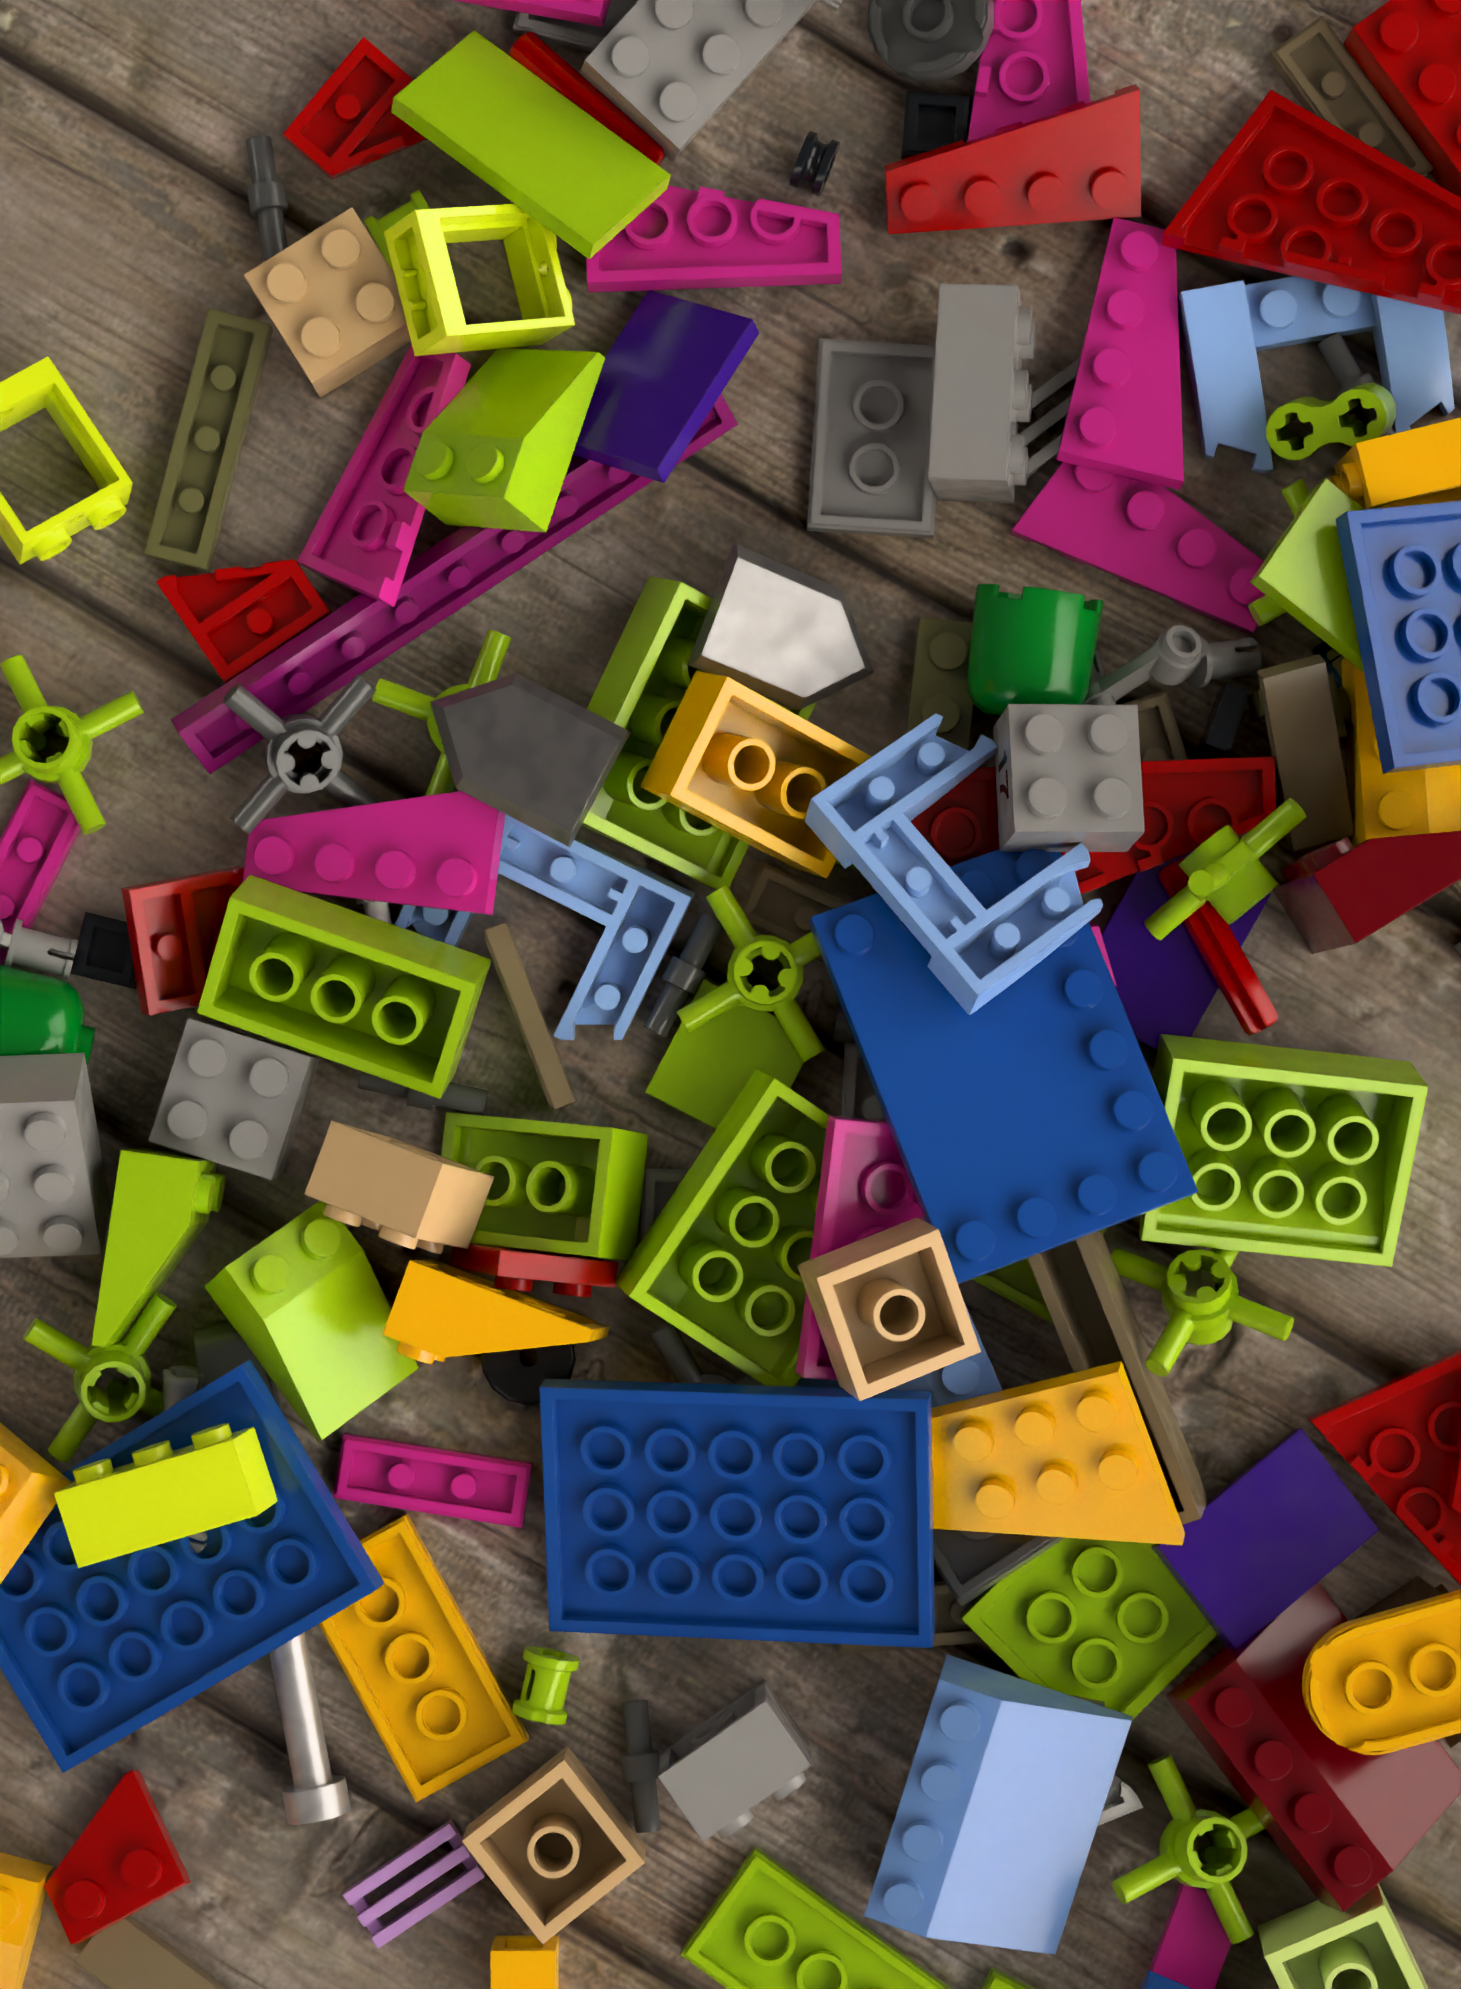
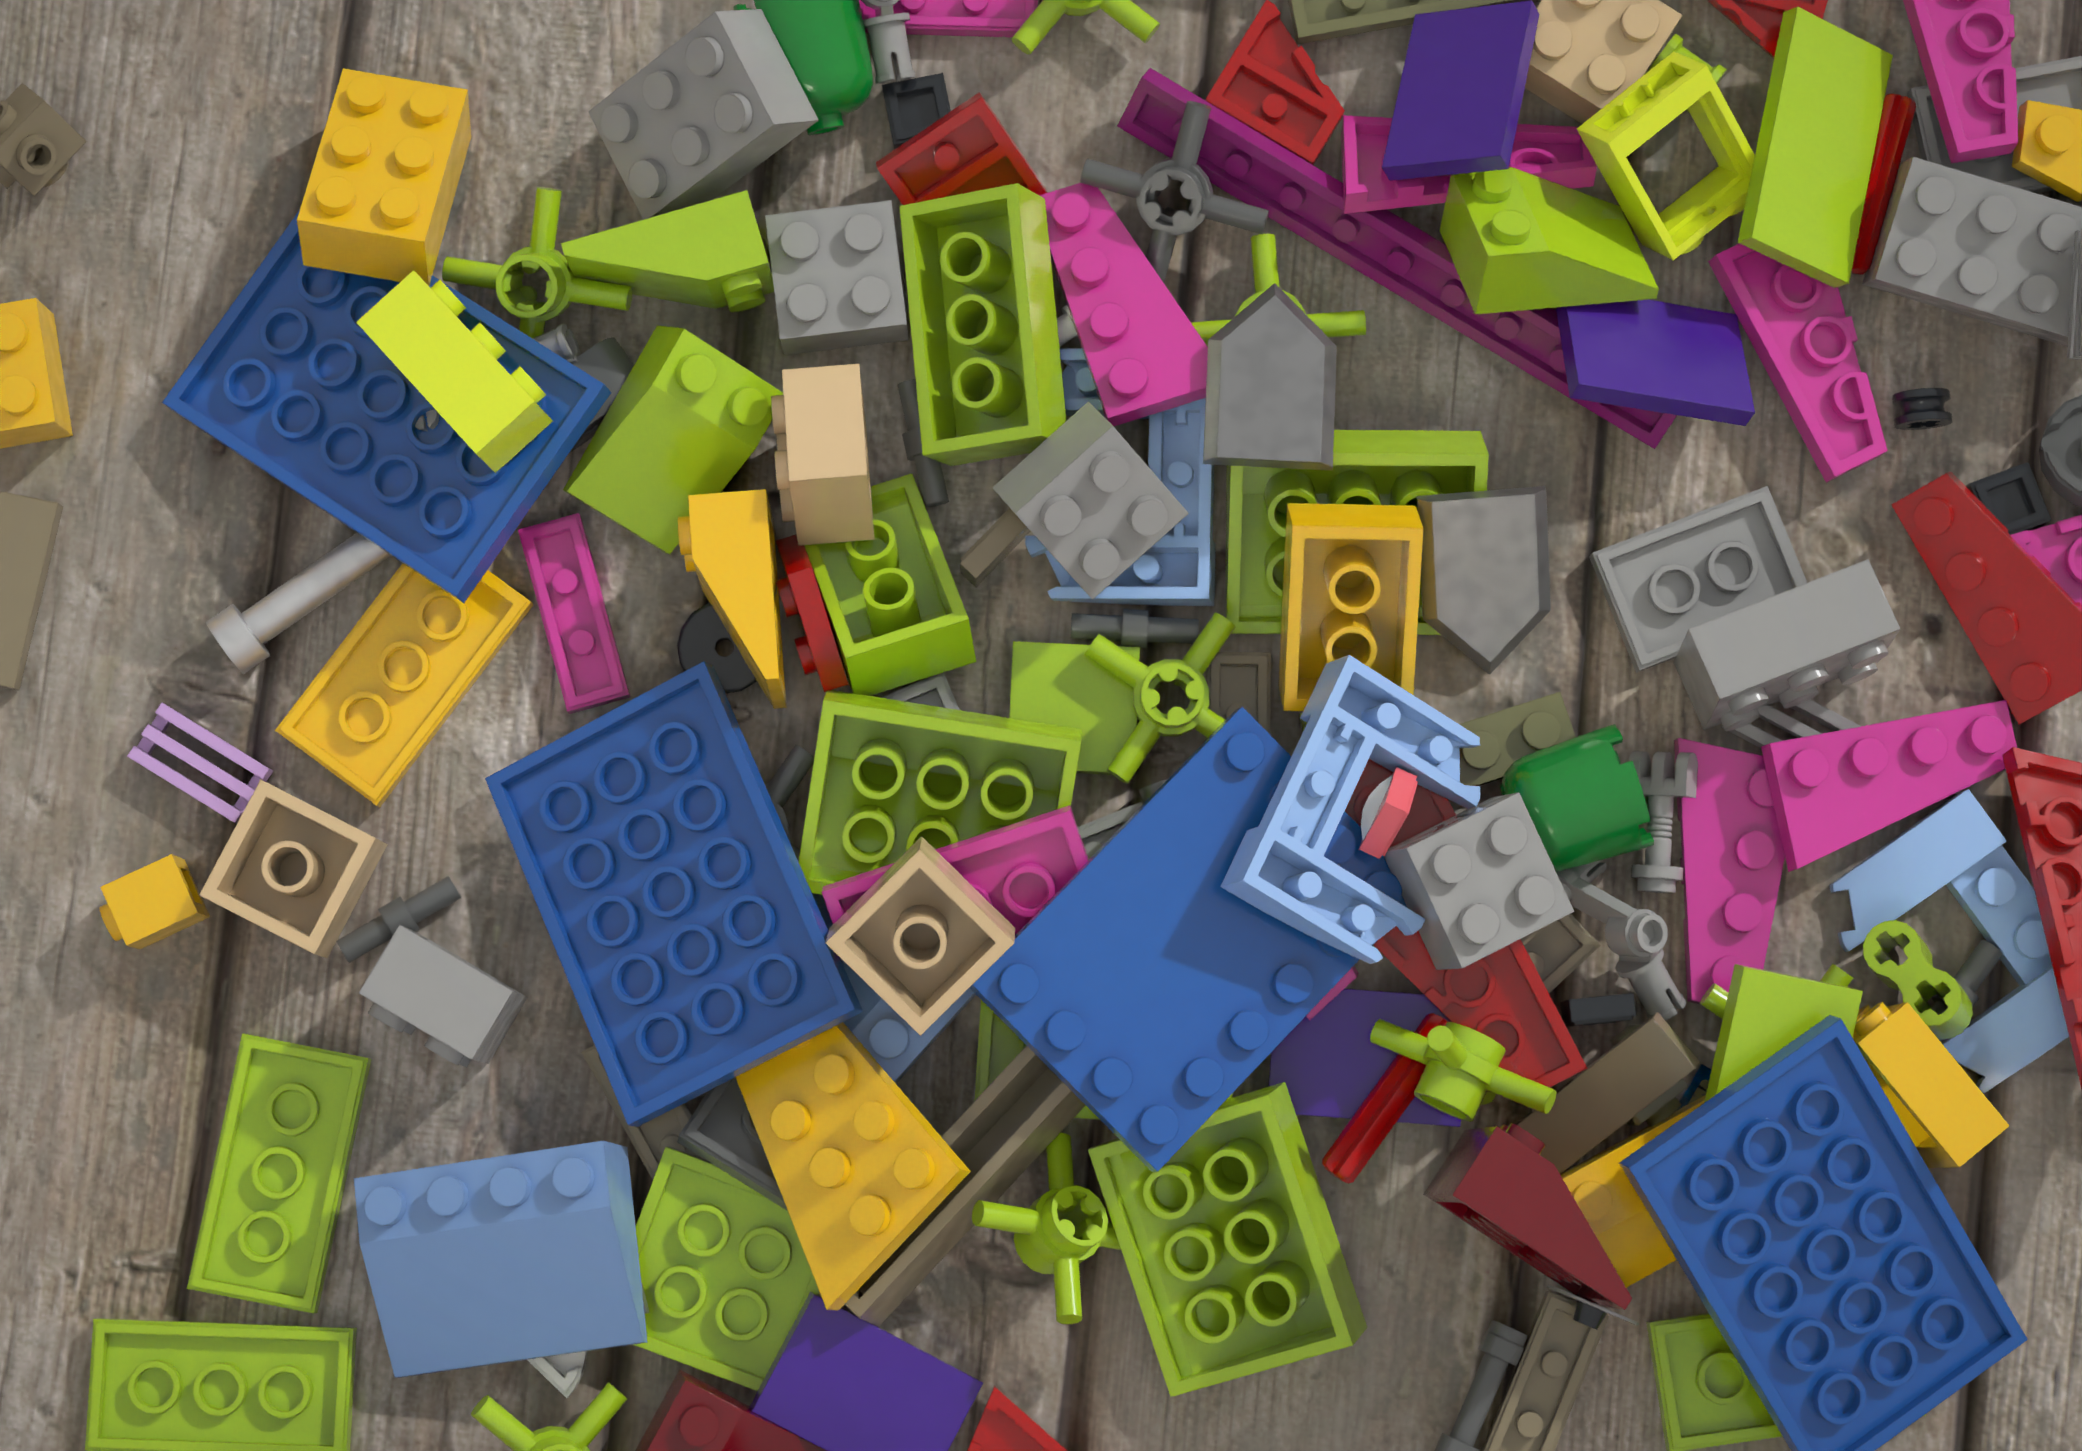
camera: 55 degrees right, 5 degrees down
(116, 1864) = (100, 487): red wing -> none
(330, 445) = (1461, 91): none -> dark purple tile
(545, 1685) = (434, 797): lime bush -> none
(555, 967) = (1090, 500): none -> light grey brick
(968, 830) = (1386, 812): none -> coral tile
(1050, 567) = (1661, 789): none -> light grey hinge

